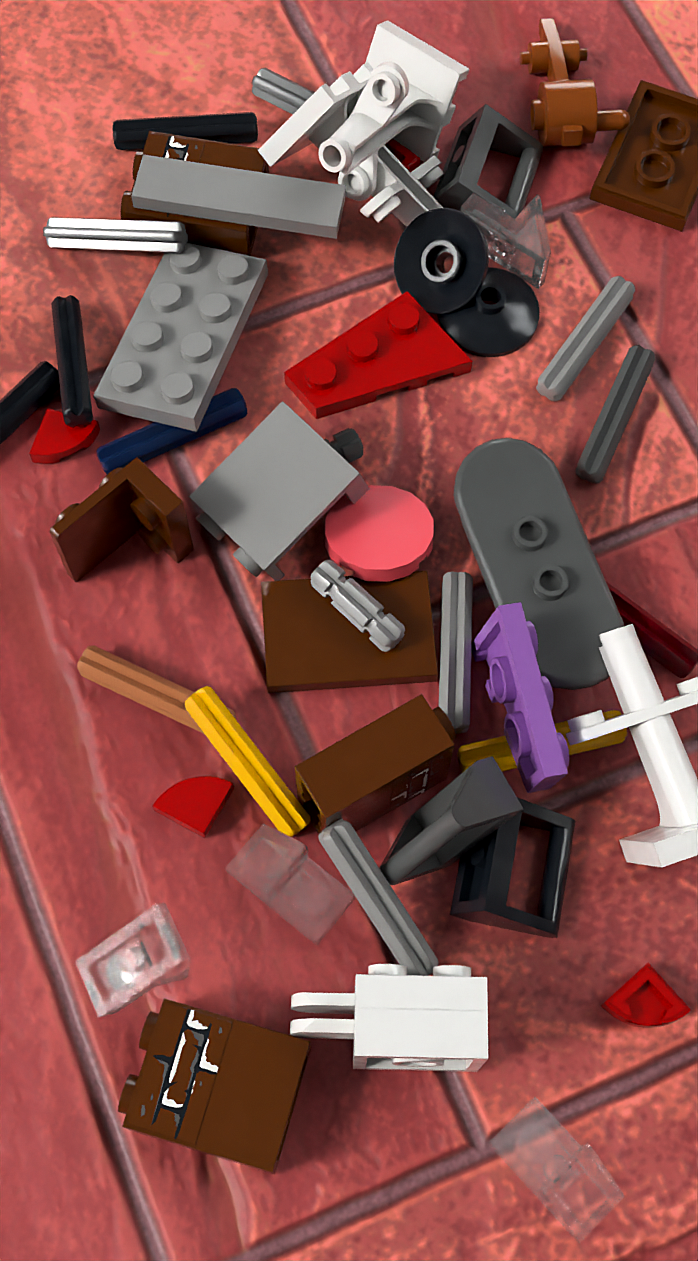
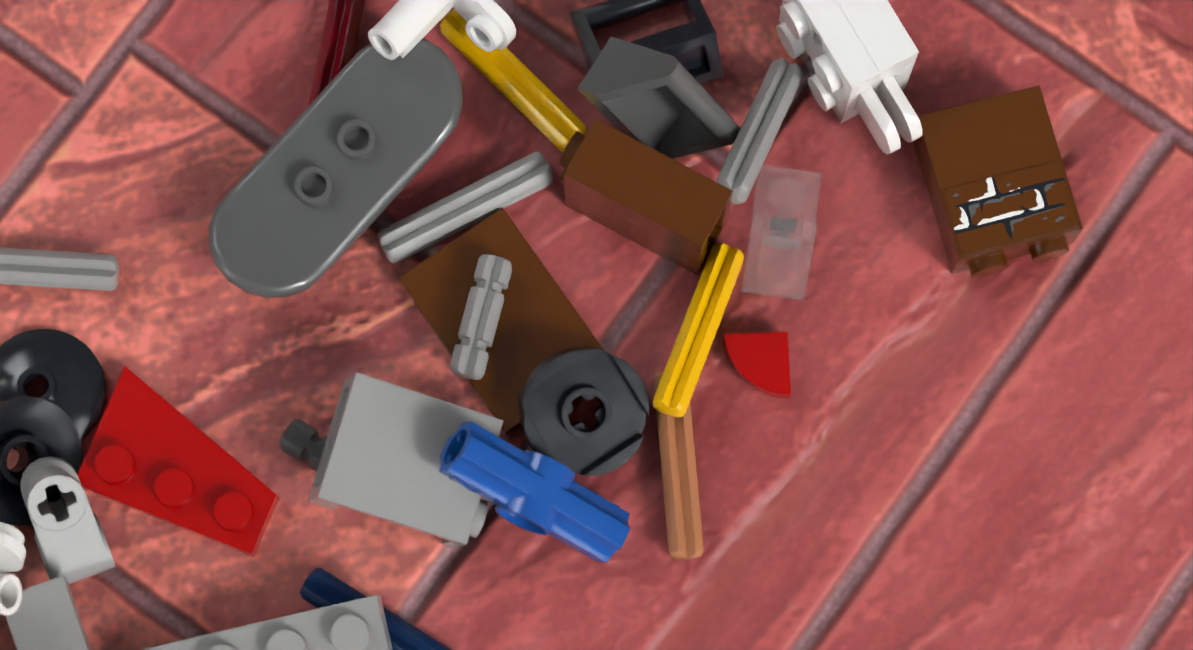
camera: 120 degrees left, 10 degrees up
(124, 504) = (510, 564): reddish brown bracket -> none
(134, 961) = (940, 312): clear slope -> none
(193, 559) = (534, 492): none -> blue piece
(262, 656) = (619, 419): none -> black plate
(379, 534) = (387, 336): coral tile -> none
(380, 264) = (65, 529): none -> piece
(515, 679) = (479, 116): medium lavender wing -> none
(615, 414) = (103, 190): dark grey axle -> none

